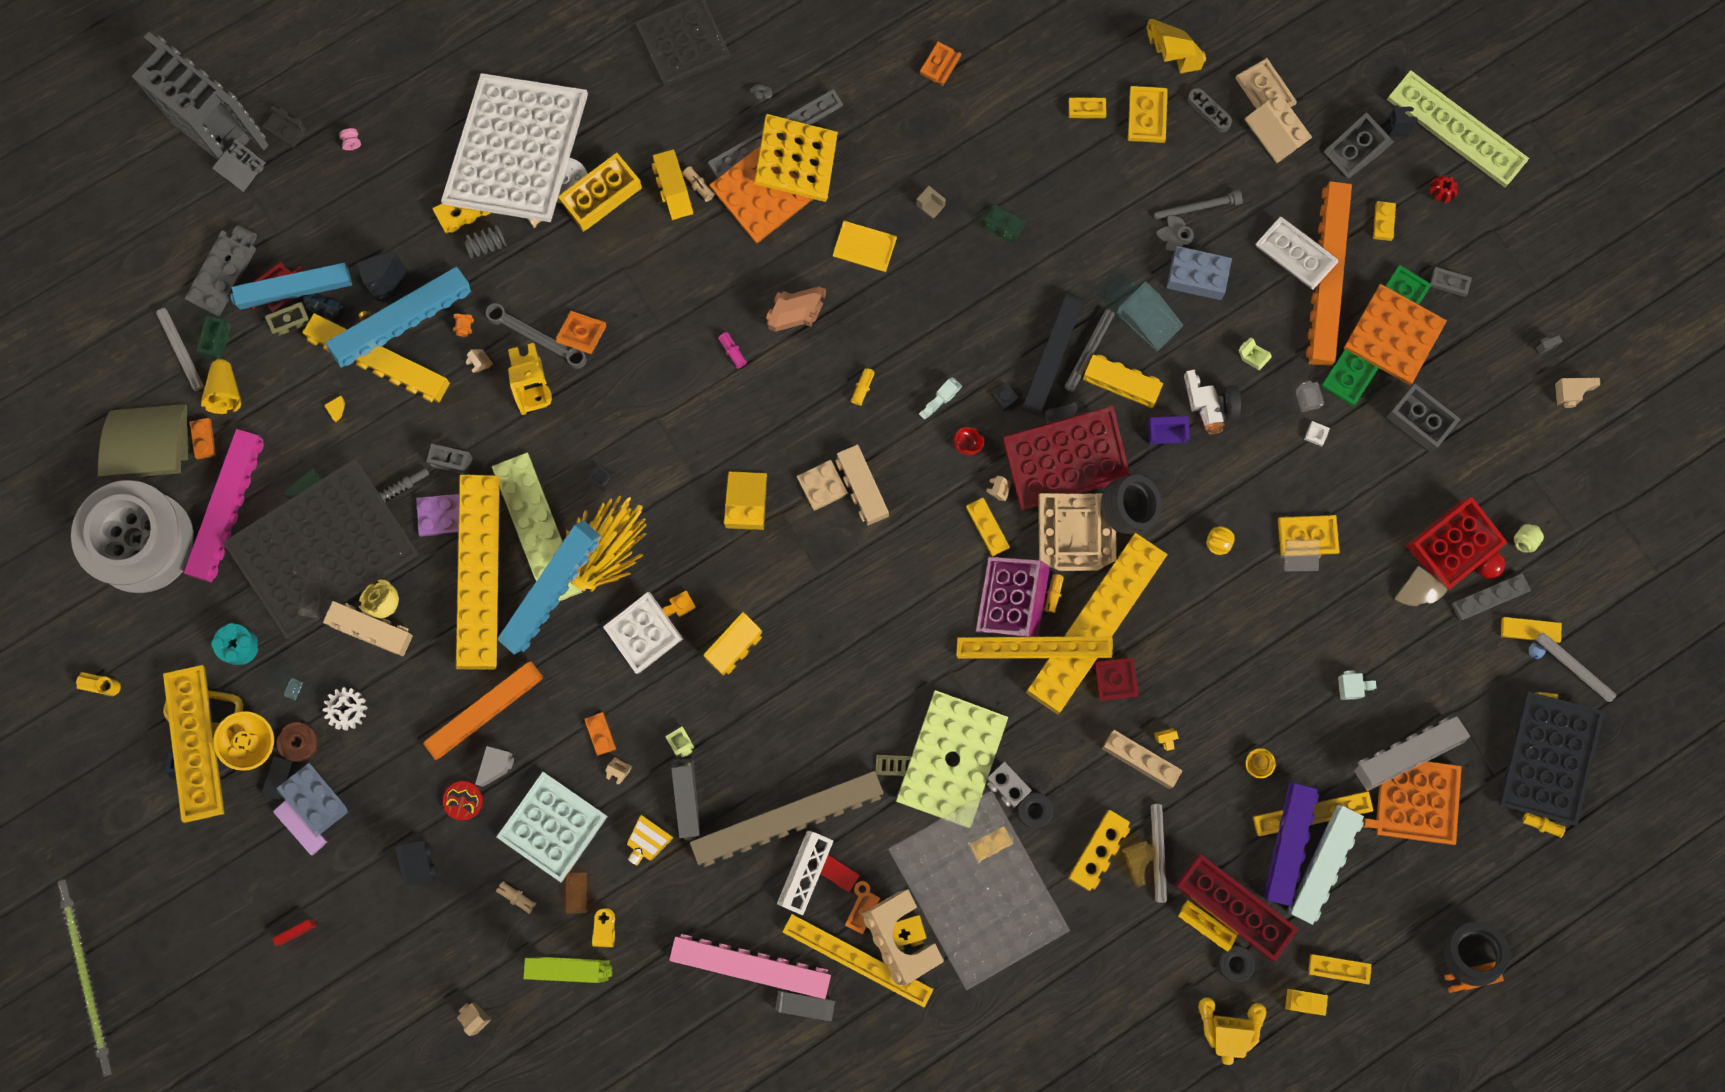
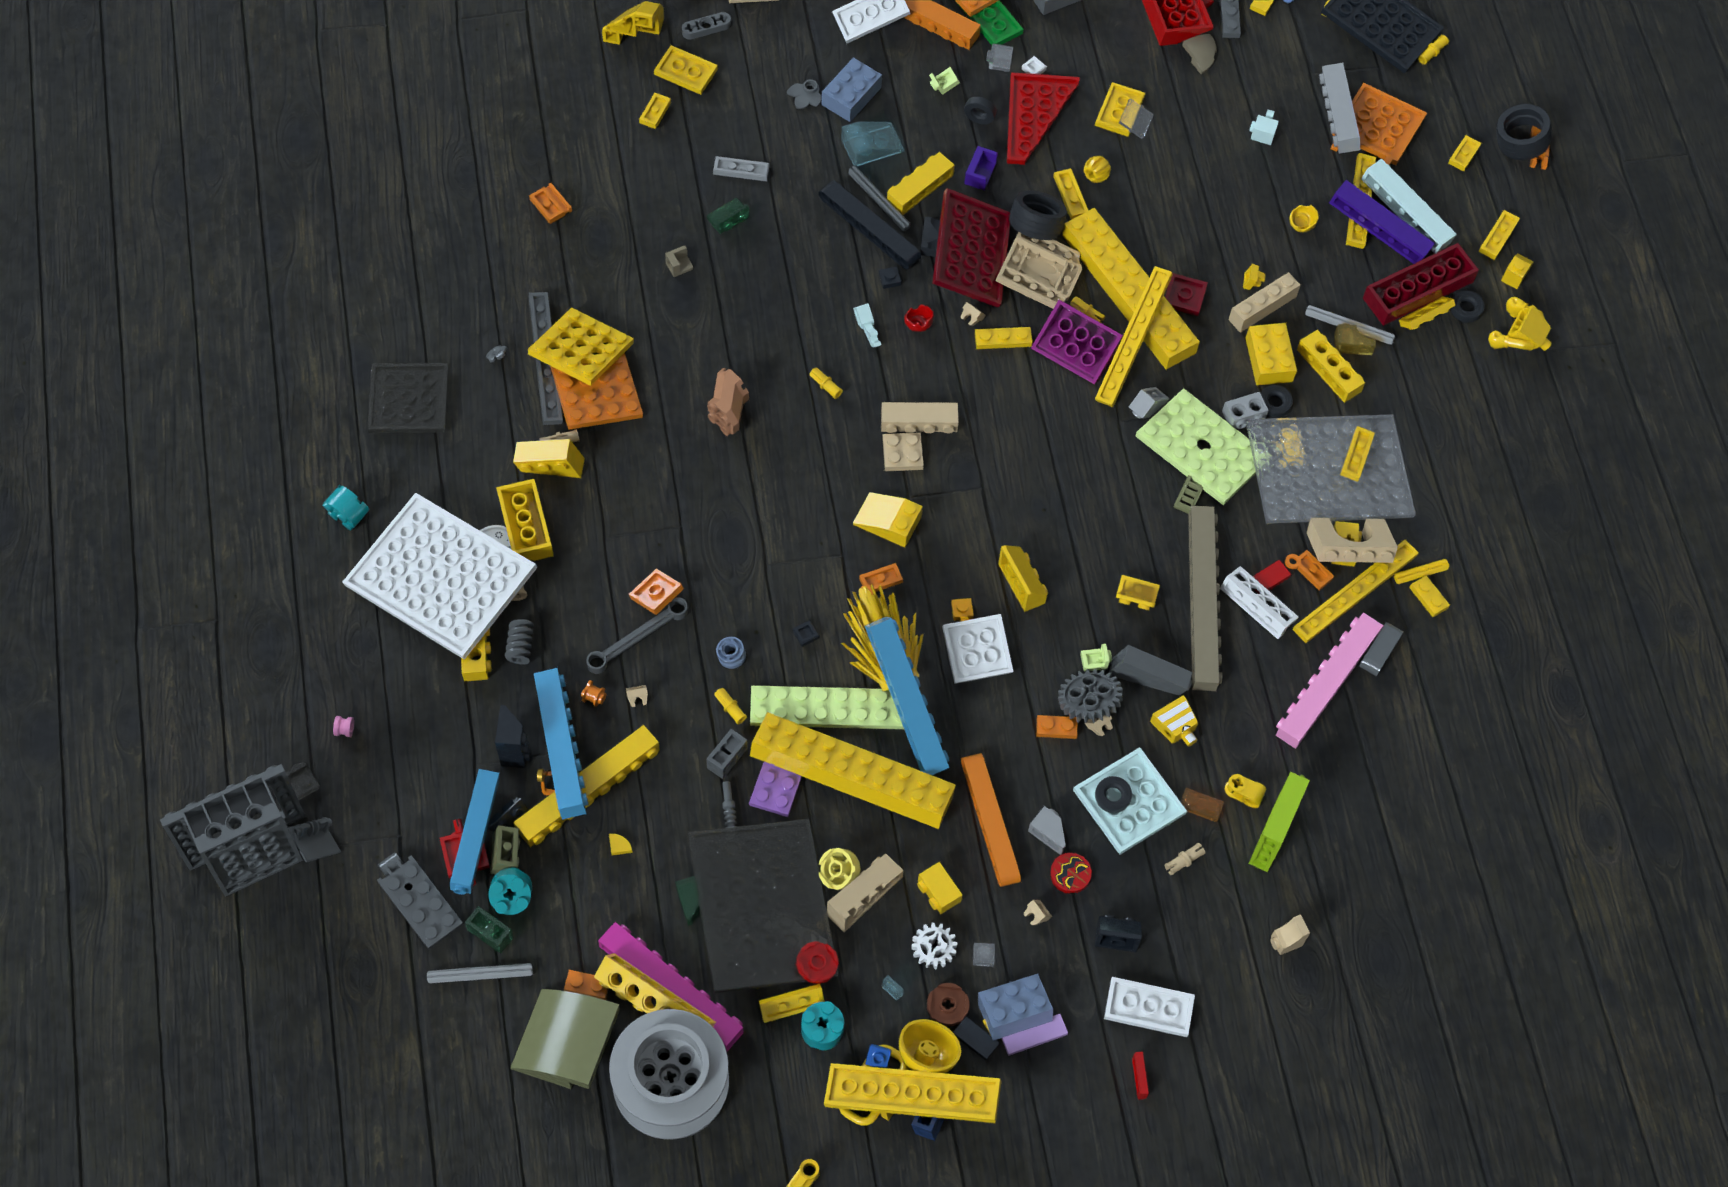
camera: 70 degrees left, 15 degrees down
(199, 494) = (631, 976): none -> yellow brick
(221, 389) = (546, 941): yellow cone -> none
(221, 701) = (878, 1056): none -> blue bracket
(247, 611) = (790, 1003): none -> yellow plate
(250, 339) = (503, 900): none -> teal brick
(287, 616) = (817, 962): none -> red tile
(356, 754) = (983, 954): none -> clear plate
(361, 917) = (1149, 1006): none -> white plate
(399, 692) = (939, 888): none -> yellow brick
(412, 786) = (1039, 910): none -> tan tile
(501, 443) = (730, 705): none -> yellow axle
(524, 372) = (682, 652): yellow piece -> none
(547, 414) = (731, 644): none -> sand blue wheel
(548, 41) = (345, 506): none -> teal brick
(555, 818) = (1113, 806): none -> black tyre
(631, 766) = (1090, 695): none -> dark grey gear
(677, 518) = (885, 576): none -> orange hinge
(732, 350) = (737, 474): dark pink axle -> none
(759, 755) = (1137, 591): none -> yellow bracket
(864, 246) = (691, 331): yellow piece -> none
(885, 1034) = (1429, 596): none -> yellow plate
(908, 1017) = (1421, 571): none -> yellow axle
(976, 689) = (1148, 402): none -> light grey slope
(1002, 910) = (1357, 453): none -> yellow plate
(1062, 212) = (741, 168): none -> light grey tile
(1084, 787) = (1271, 354): none -> yellow brick
(1181, 526) = (1070, 193): none -> yellow plate
(1206, 401) = (967, 132): white plate -> none
(1234, 198) = (796, 38): dark grey piece -> none
(1267, 451) = (1032, 110): none -> red wing
(1425, 900) = (1464, 153): none -> yellow plate

